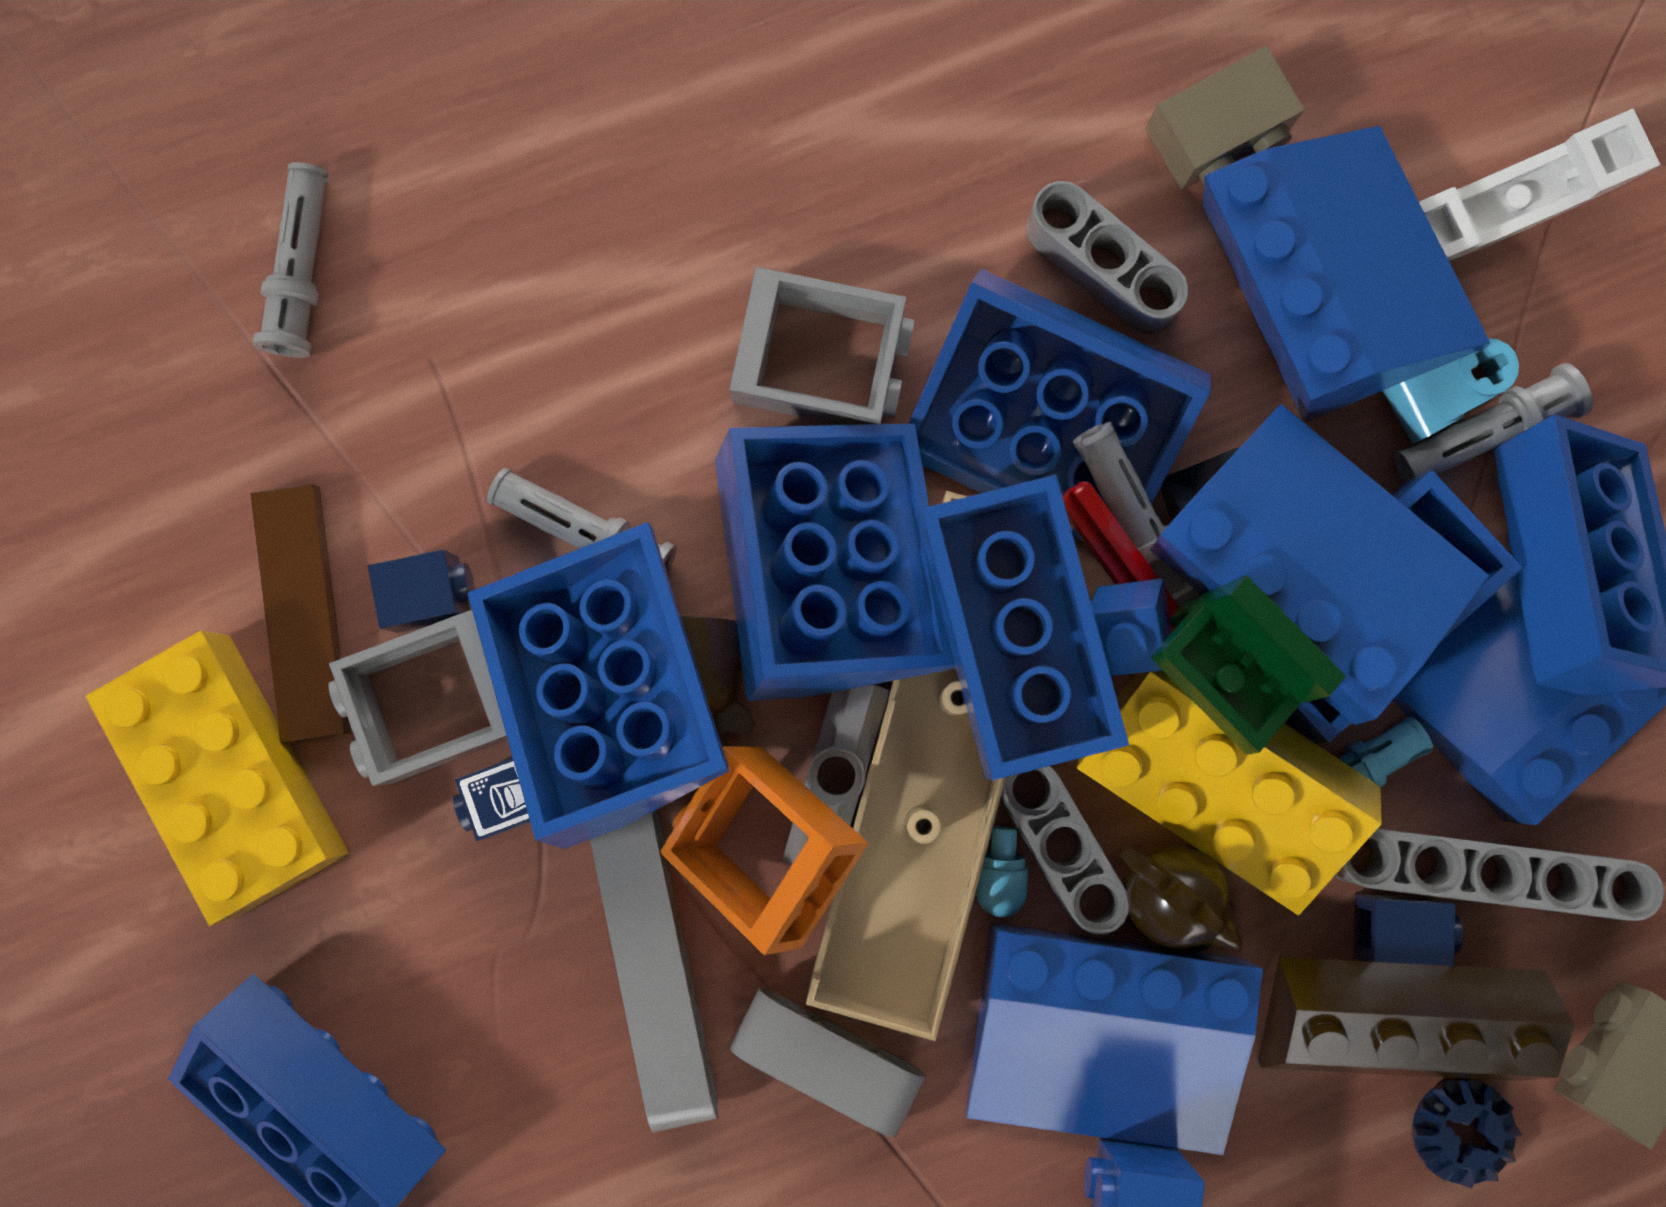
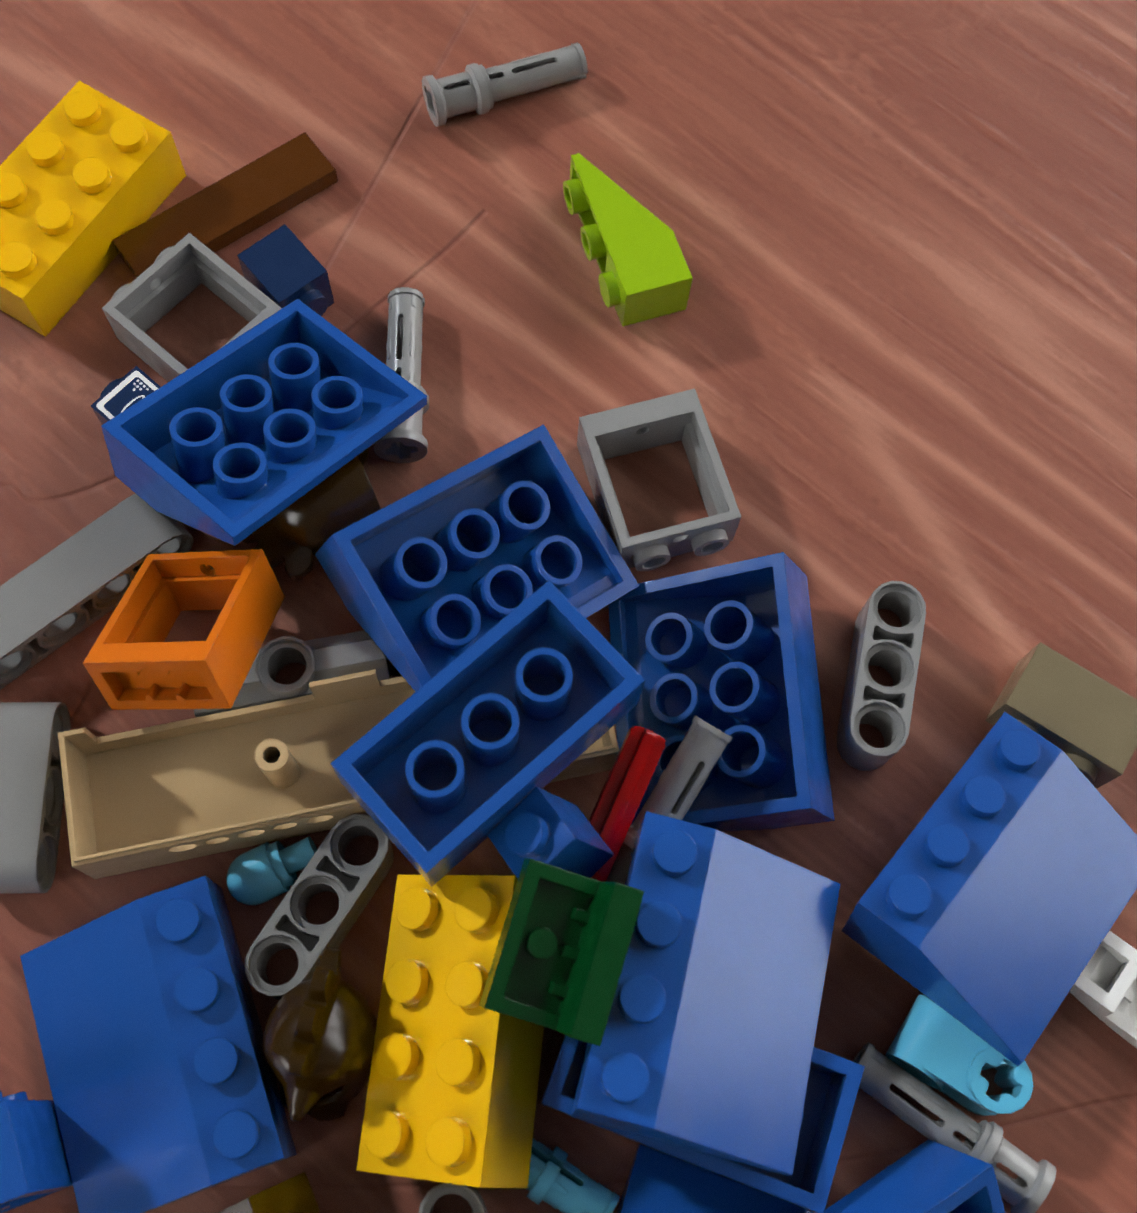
camera: 55 degrees right, 15 degrees down
(562, 240) = (634, 249): none -> lime slope

